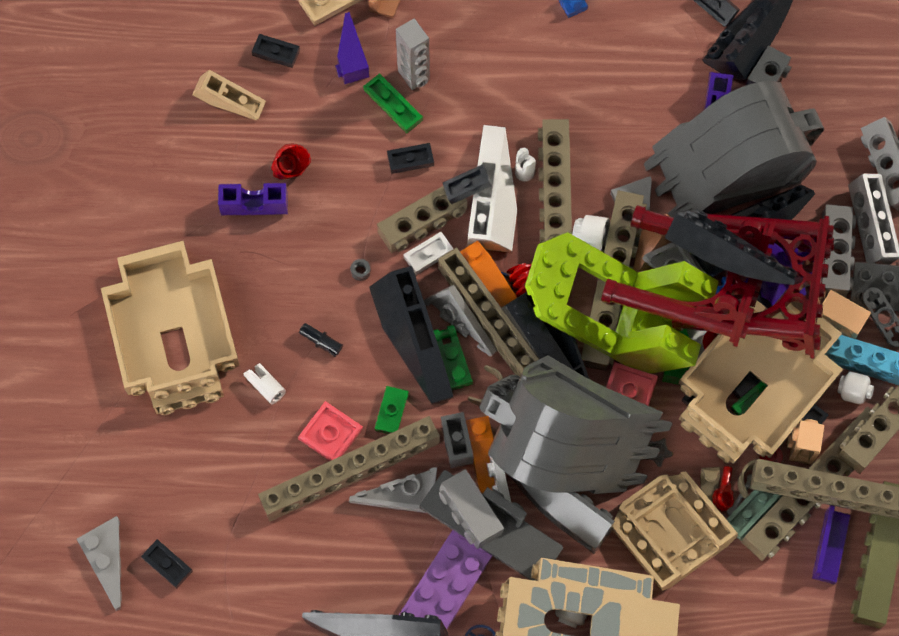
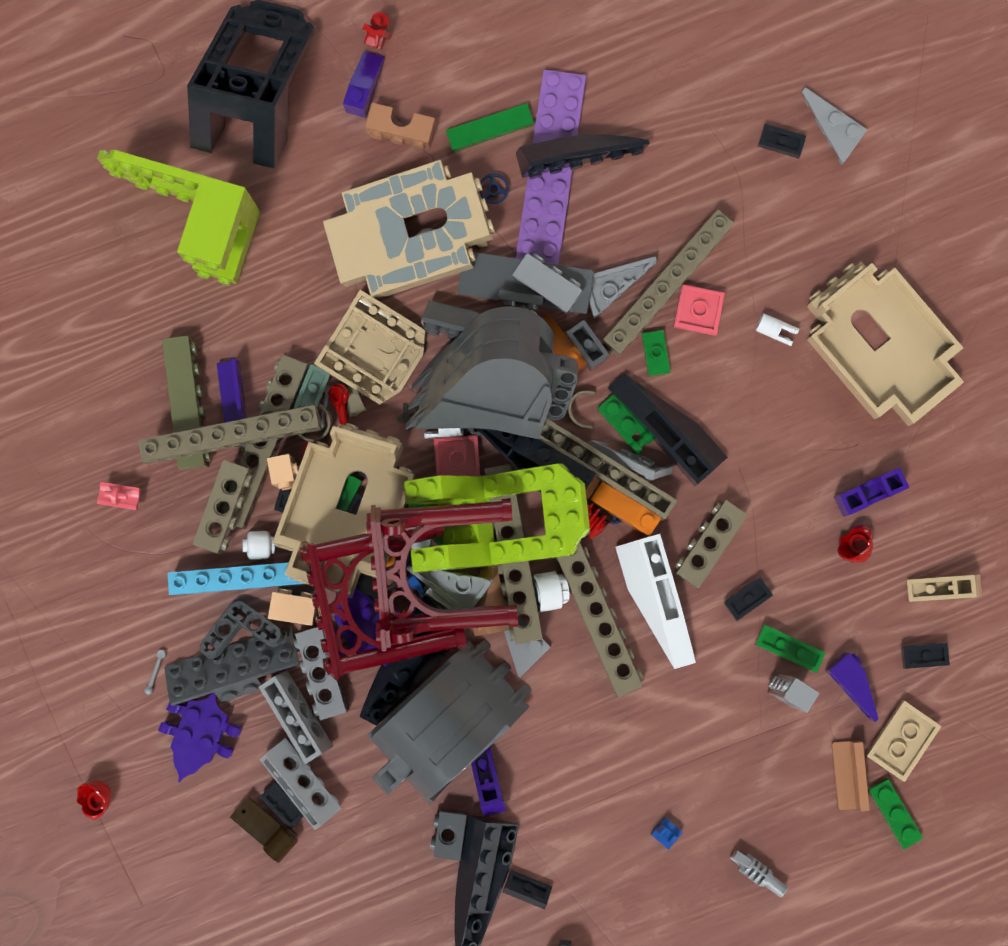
camera: 160 degrees right, 15 degrees up
(321, 339) = (747, 389): black axle -> none
(363, 263) = (745, 464): dark grey axle -> none
(427, 253) = (689, 512): white plate -> none
(467, 184) = (683, 583): black plate -> none
(528, 163) = (633, 630): white hinge -> none
(725, 249) = (414, 601): black wedge -> none

